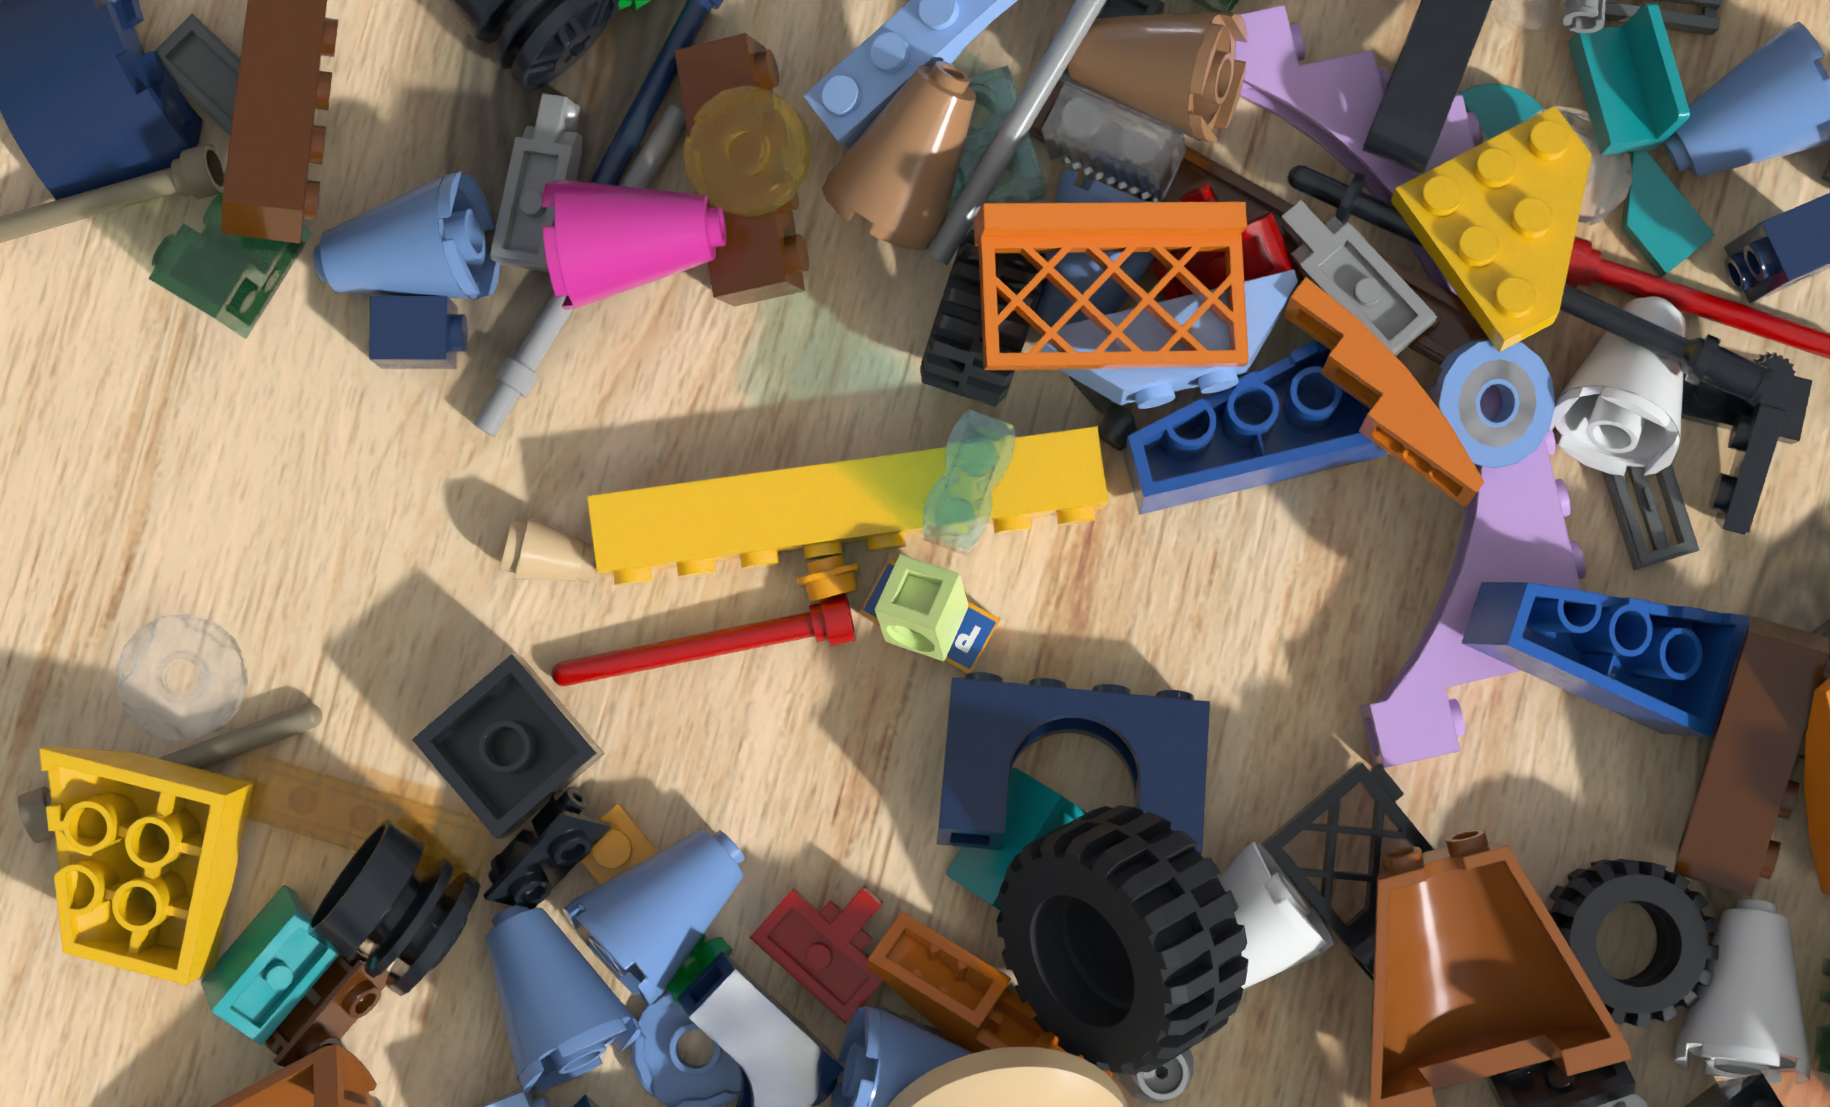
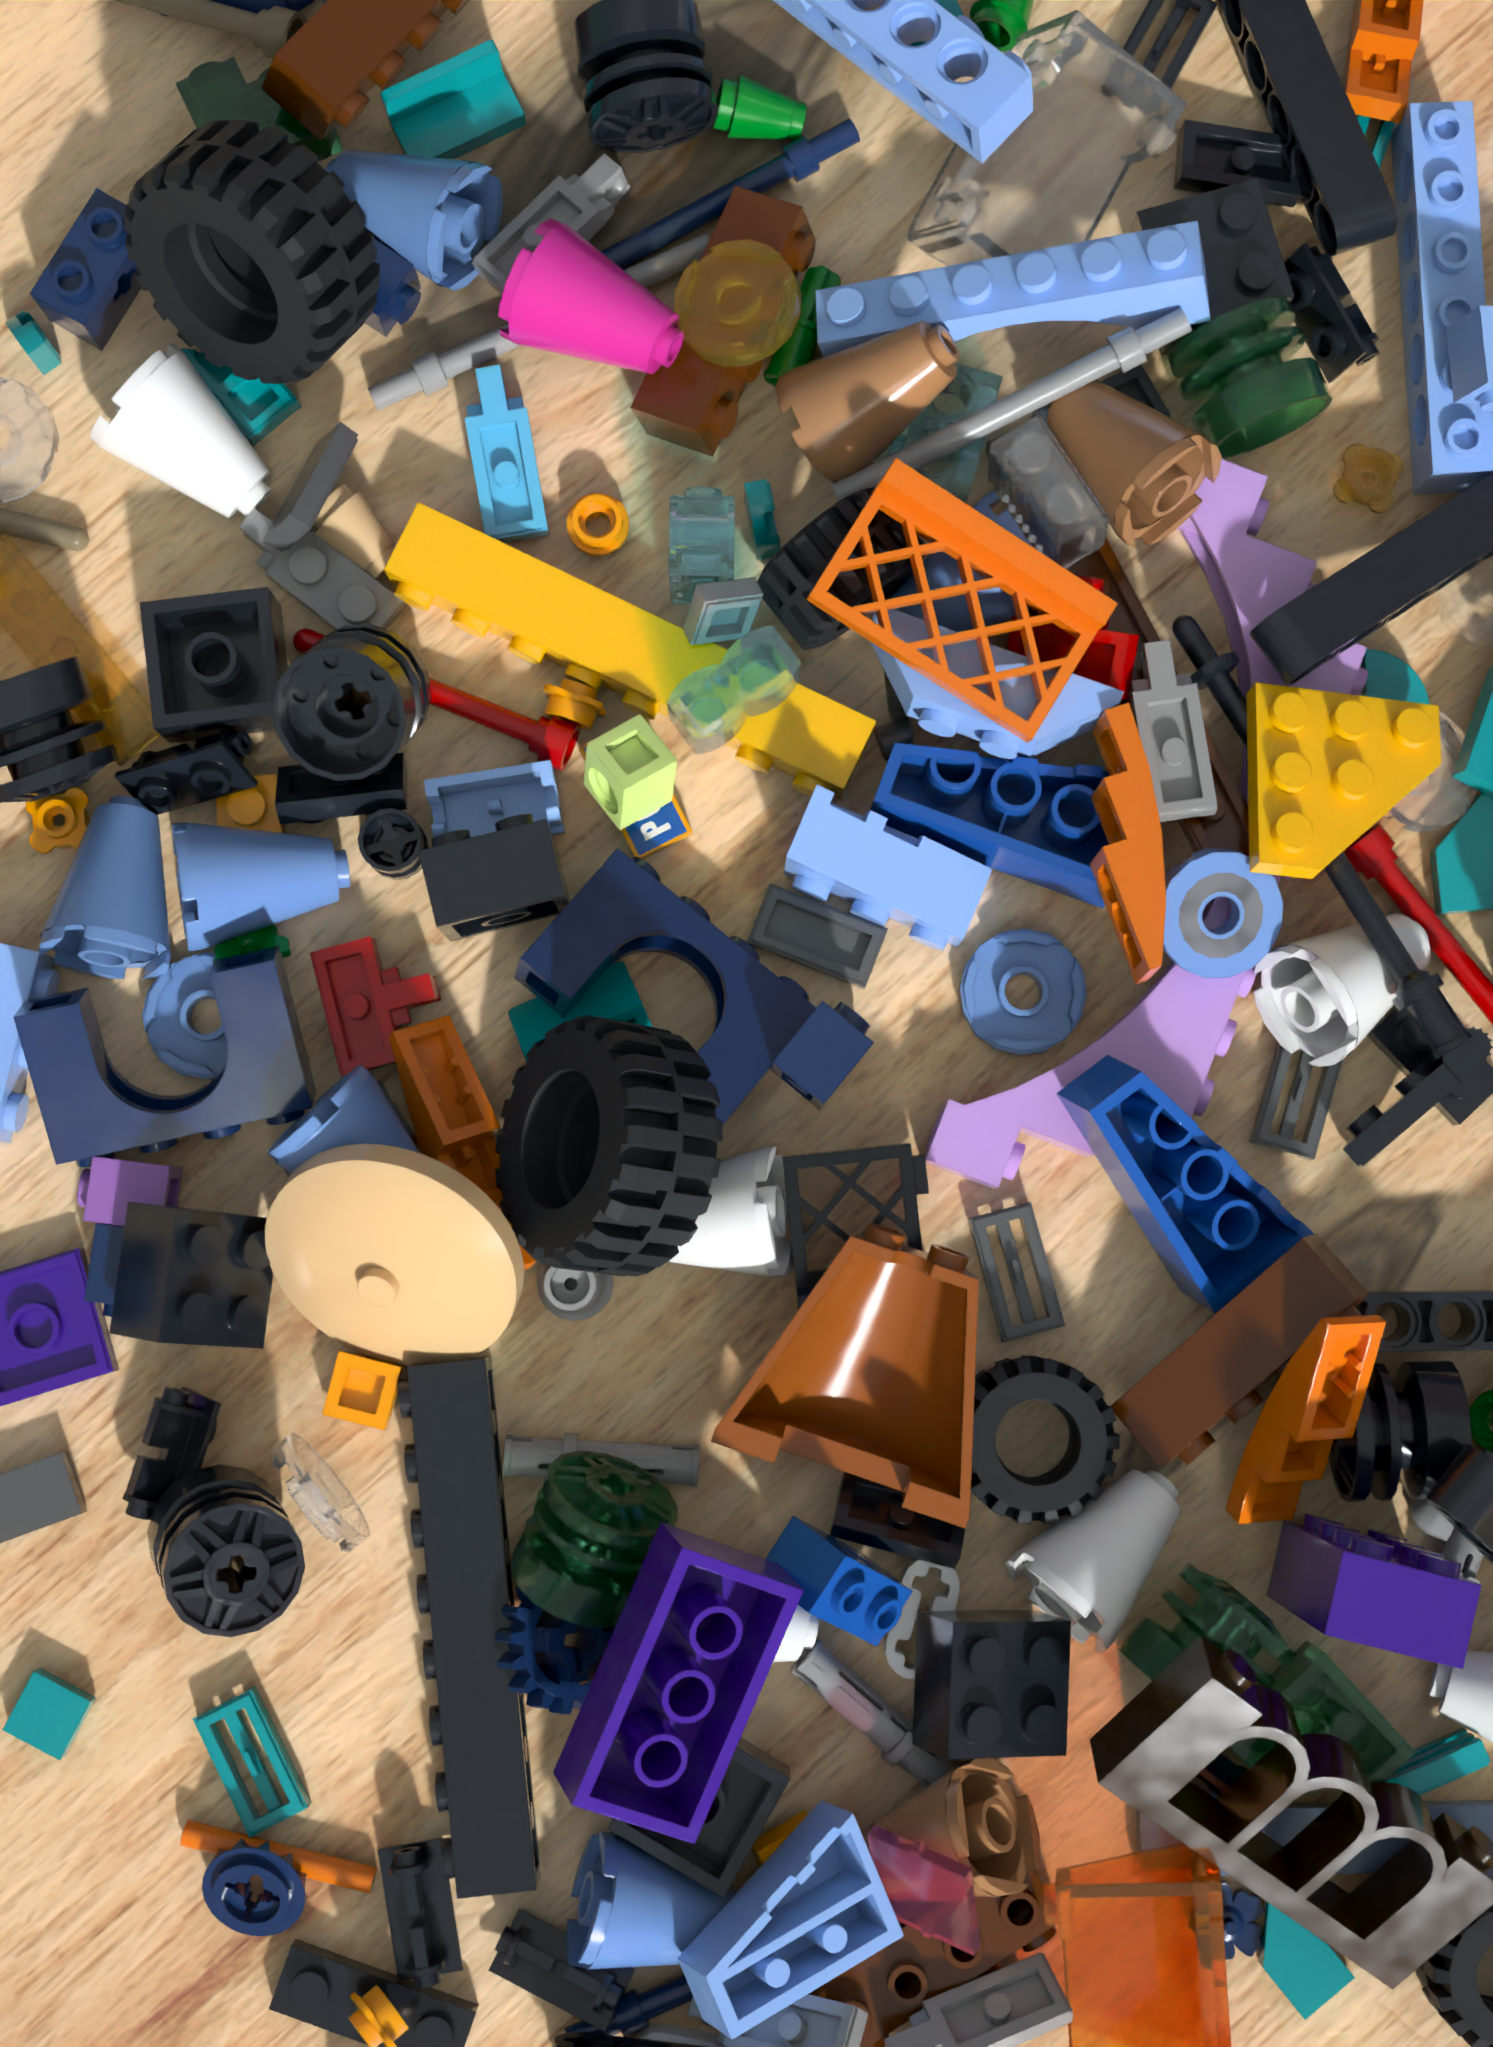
camera: 30 degrees right, 0 degrees up
(159, 571) = (34, 341): none -> teal tile
(177, 474) = (90, 274): none -> dark blue brick
(312, 379) = (252, 251): none -> black tyre
(351, 571) = (183, 436): none -> white cone
(365, 494) = (251, 404): none -> teal tile
(386, 137) = (454, 105): none -> teal panel
(477, 969) = (44, 810): none -> light orange plate
(487, 542) = (312, 487): none -> dark grey tile
(545, 612) = (323, 579): none -> light grey hinge
(633, 411) = (504, 462): none -> medium azure hinge
(648, 735) = (343, 733): none -> black wheel
(681, 780) = (315, 798): none -> black plate
(740, 392) = (595, 506): none -> light orange plate
(749, 798) = (389, 833): none -> black wheel
(793, 86) = (803, 341): none -> green axle
(822, 709) = (484, 797): none -> light blue hinge
(853, 375) = (700, 540): none -> clear light blue brick
(867, 772) = (494, 877): none -> black brick
(876, 312) = (759, 508): none -> teal tile
(909, 420) = (722, 610): none -> light grey tile
(1162, 637) = (817, 936): none -> dark grey tile
(1187, 548) = (884, 872): none -> light blue wedge
(1244, 735) = (823, 1052): none -> dark blue brick
(1401, 562) = (1059, 983): none -> medium blue tile
(1474, 773) = (1040, 1264): none -> dark grey tile

